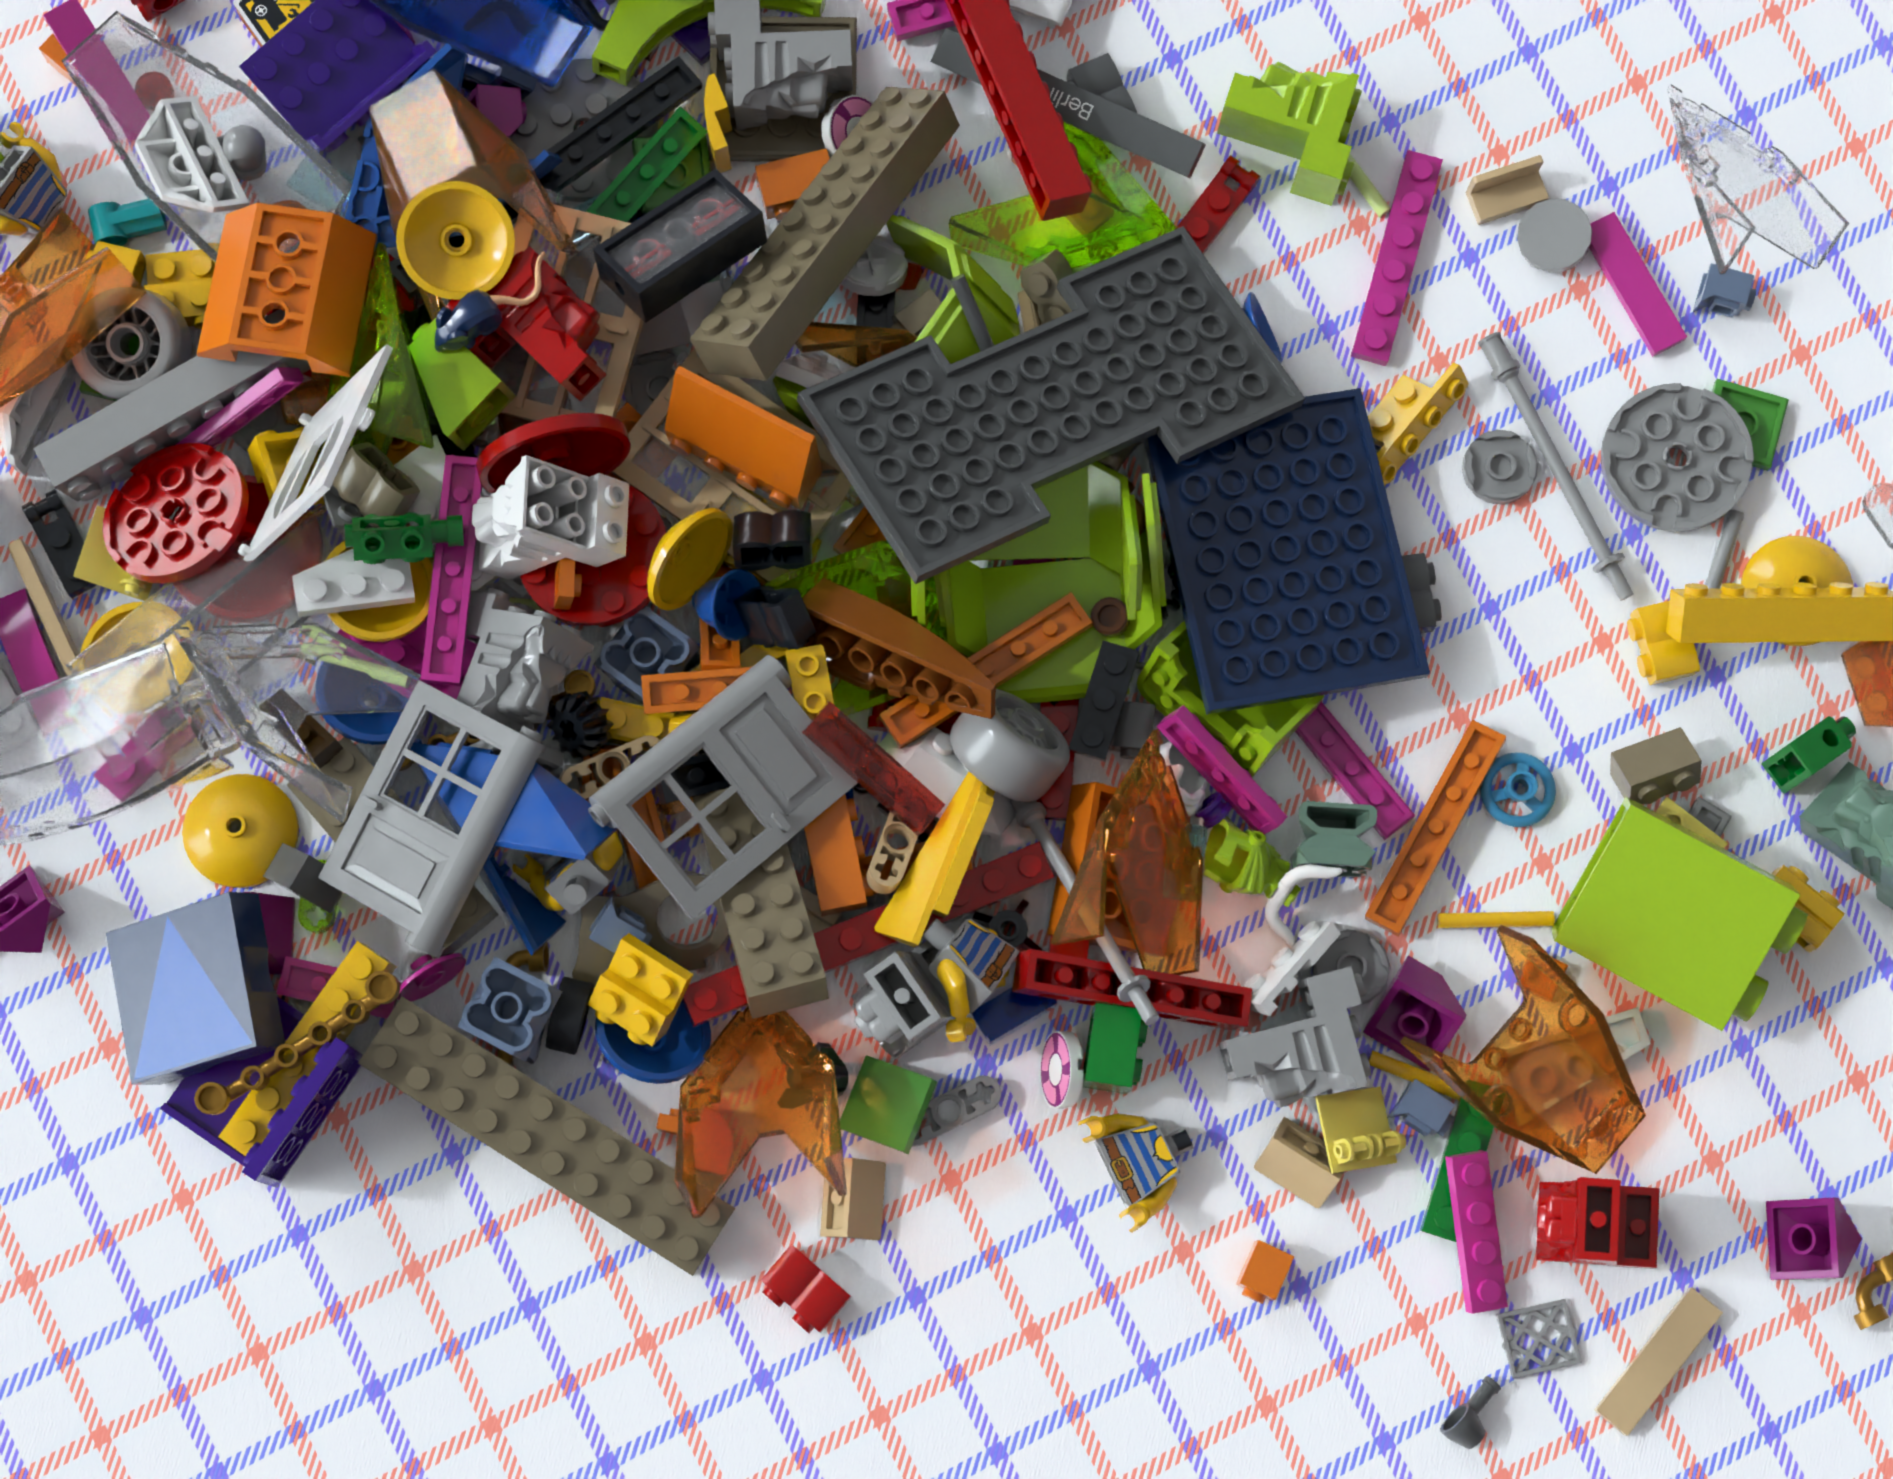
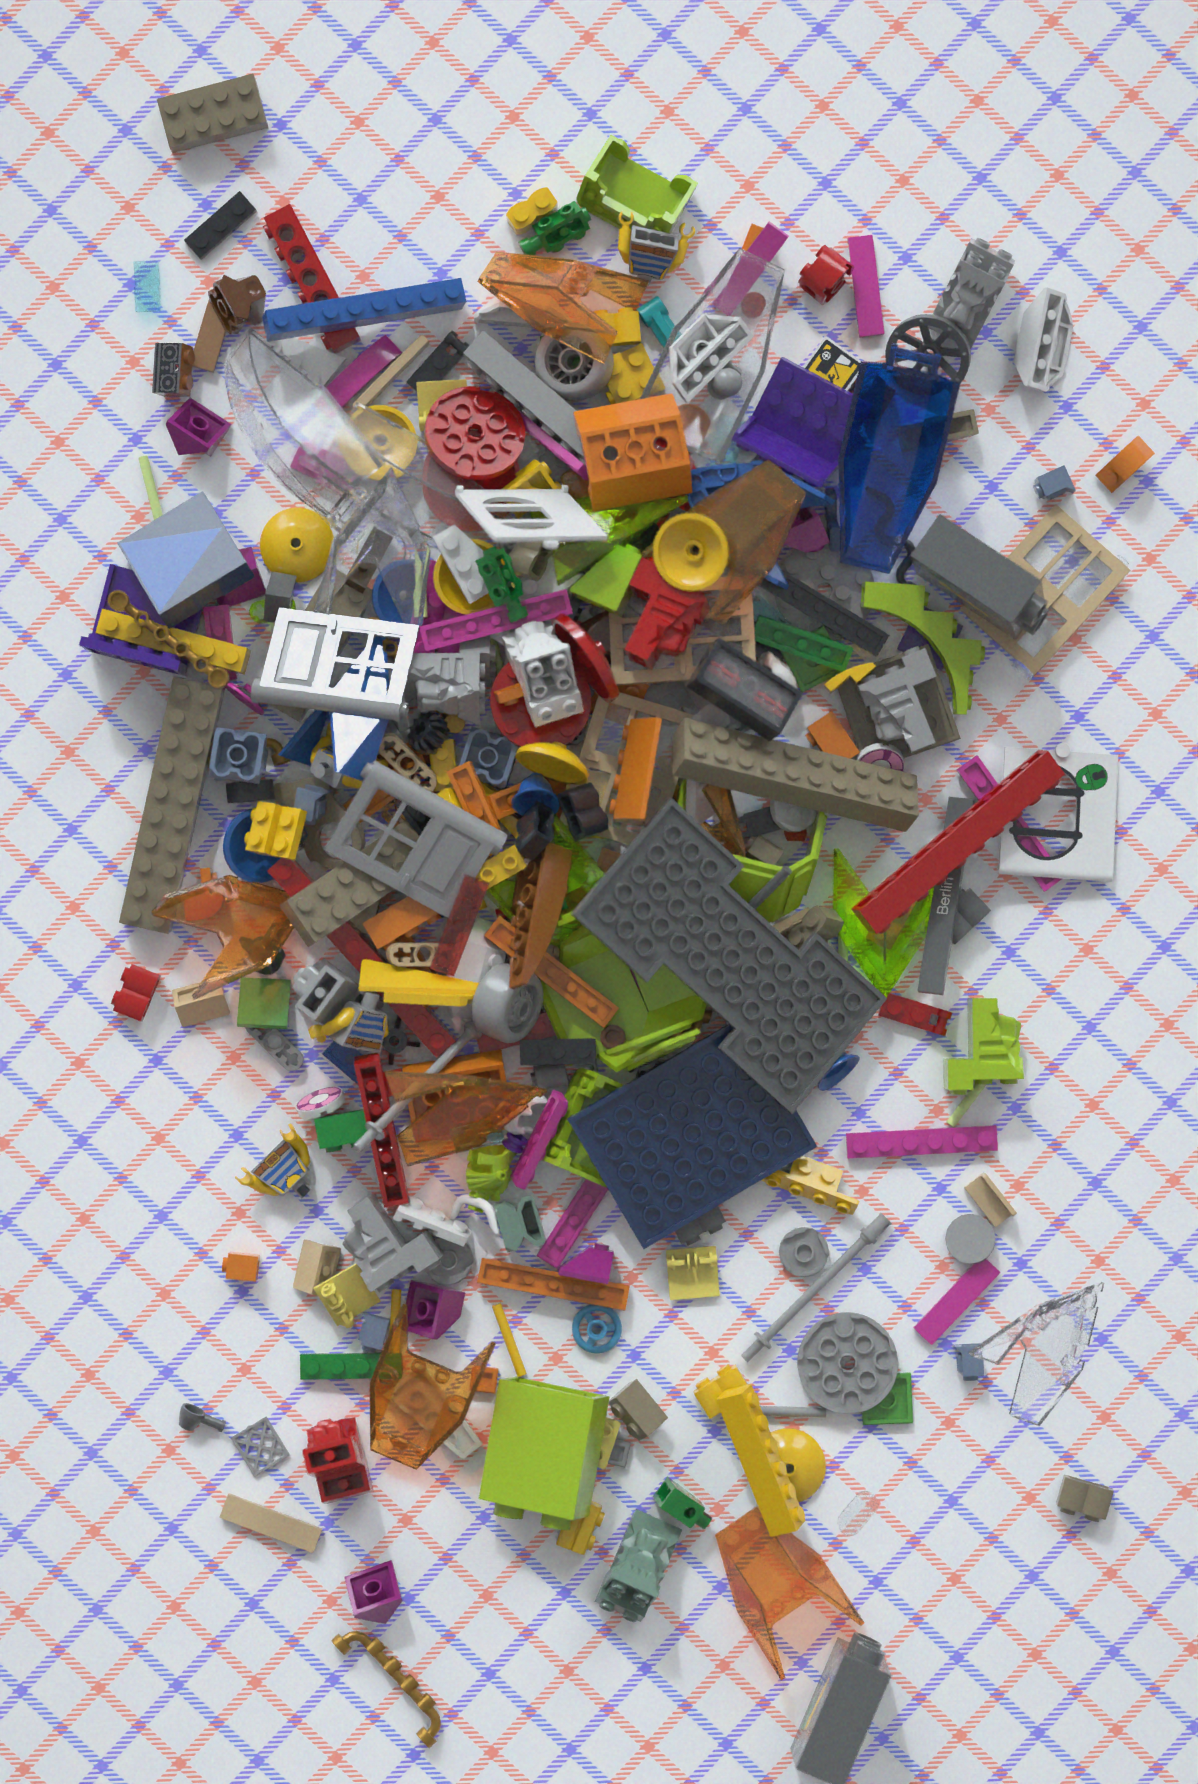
camera: 70 degrees right, 10 degrees up
(71, 1013) = (150, 486): none -> yellowish green bar
(476, 316) = (650, 583): dark blue animal -> none
(1424, 762) = (590, 1264): none -> magenta slope
(1476, 1231) = (309, 1387): dark pink plate -> none
(1480, 628) = (692, 1272): none -> light yellow hinge

